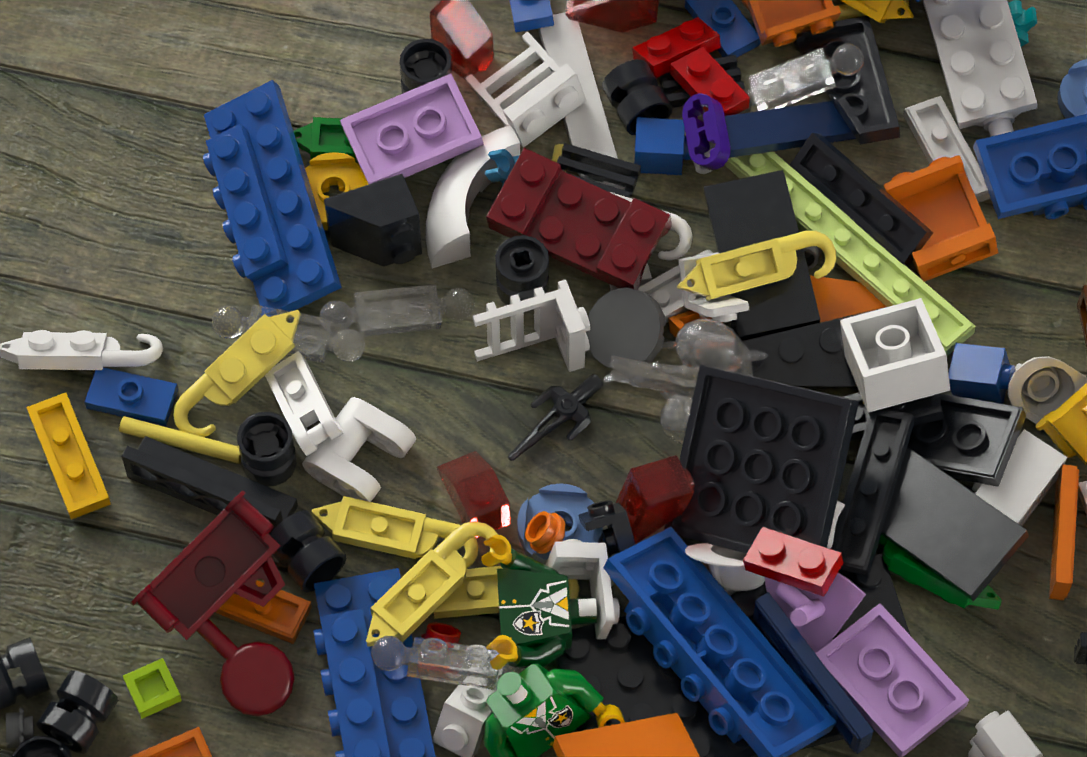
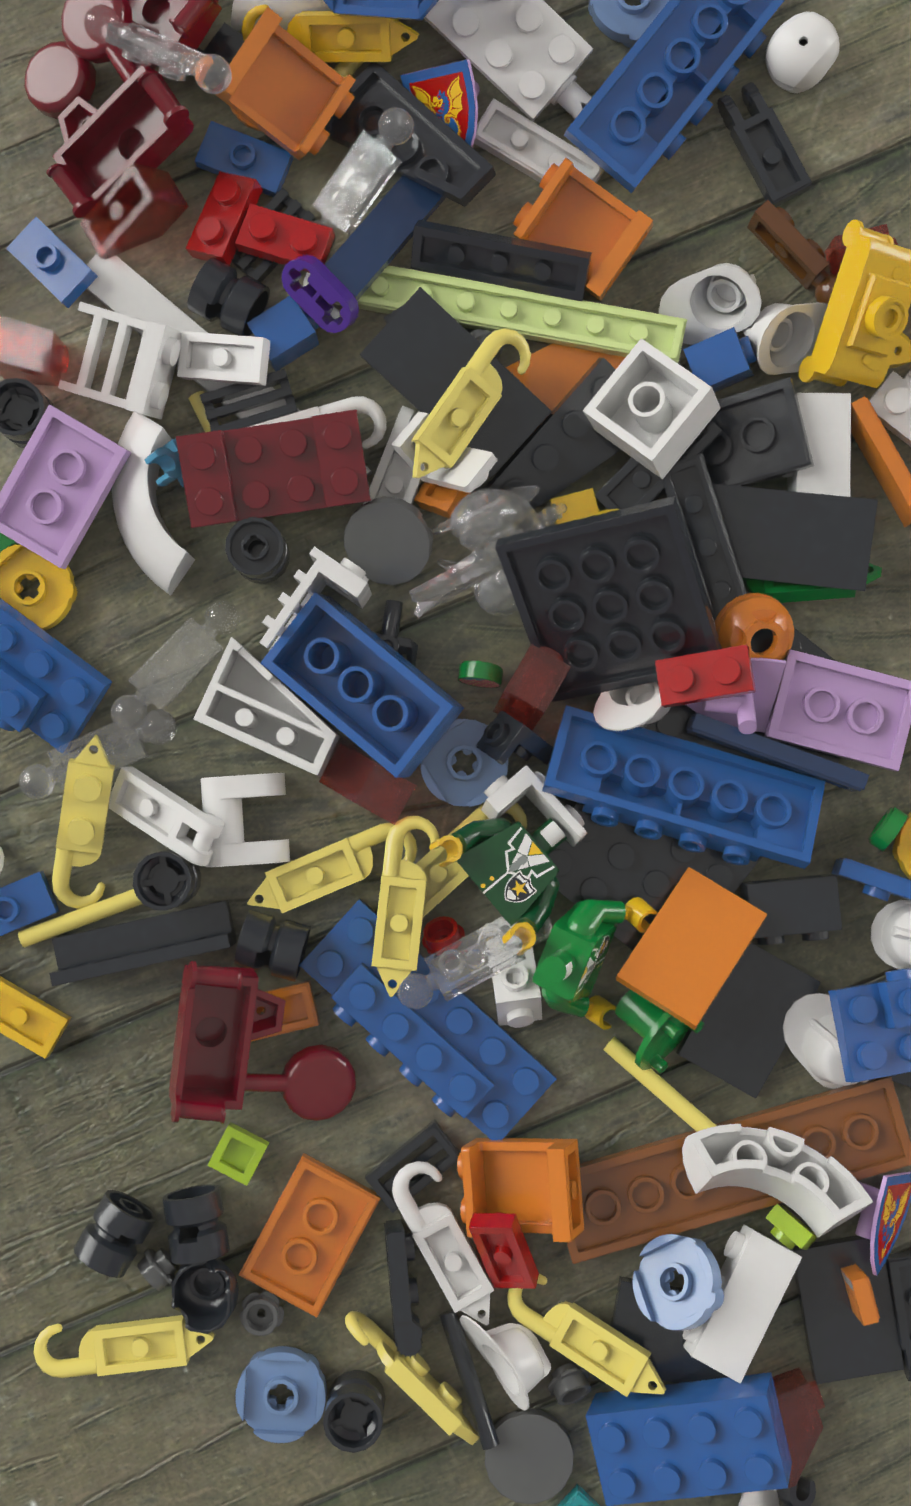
camera: 40 degrees left, 25 degrees up
(376, 222) = (95, 598): black slope -> none
(435, 384) = (264, 713): none -> white wedge
(525, 409) = (362, 685): none -> blue brick
(544, 531) = (464, 786): orange plate -> none
(601, 129) = (223, 358): none -> white plate
(617, 466) = (480, 674): none -> green tile
(882, 562) = (753, 612): none -> orange piece
(905, 69) = (449, 94): none -> shield
(1007, 324) = (713, 301): none -> white piece

